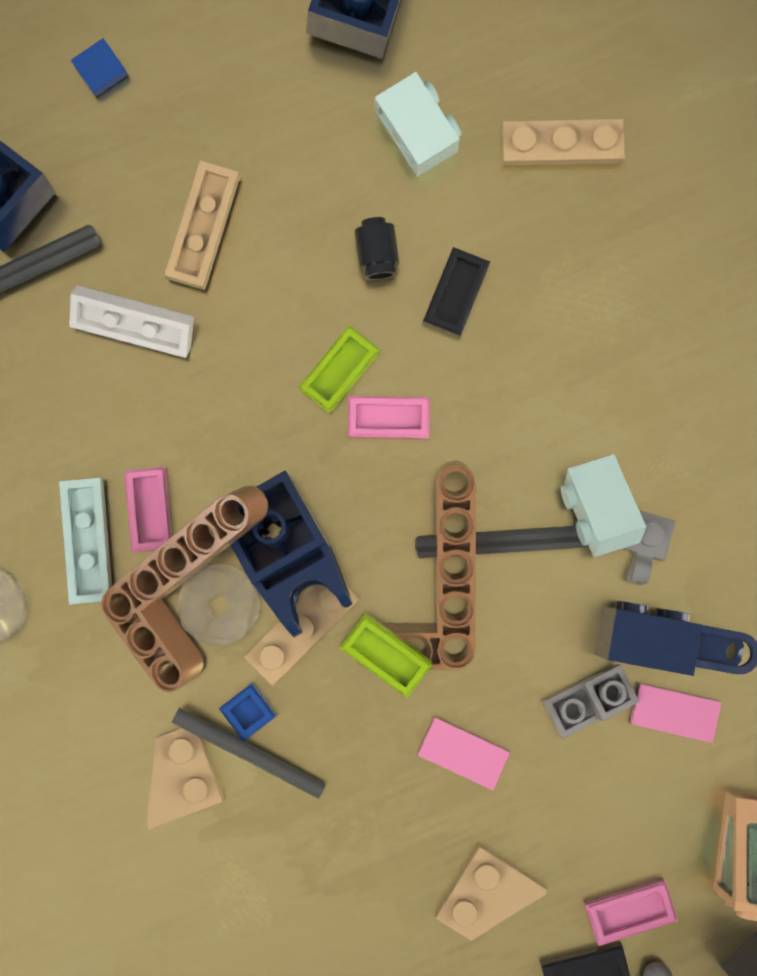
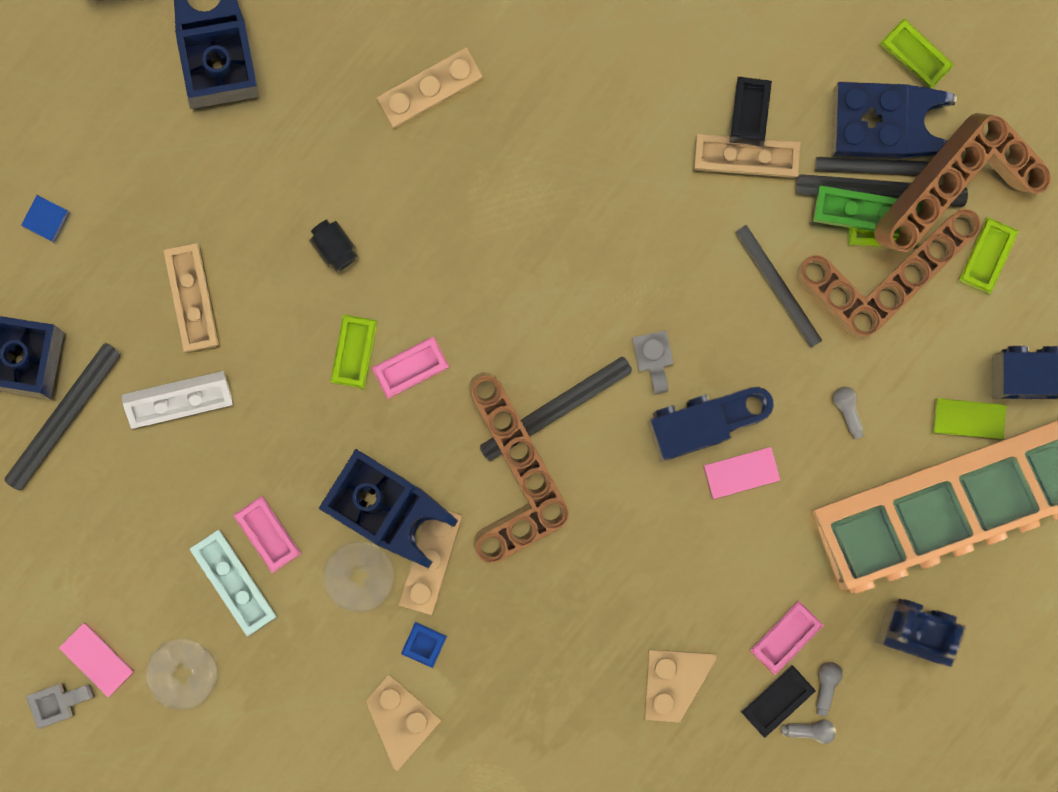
camera: 35 degrees left, 0 degrees up
(136, 600) = (312, 568): medium nougat beam -> none
(248, 753) = (417, 674): dark grey bar -> none
(386, 654) = (502, 544): lime tile -> none
(417, 123) = (313, 134): light aqua brick -> none
(456, 292) = (410, 245): black tile -> none
(463, 753) = (601, 588): bright pink tile -> none
(590, 701) = (674, 498): light grey slope -> none
(603, 506) = (604, 349): light aqua brick -> none

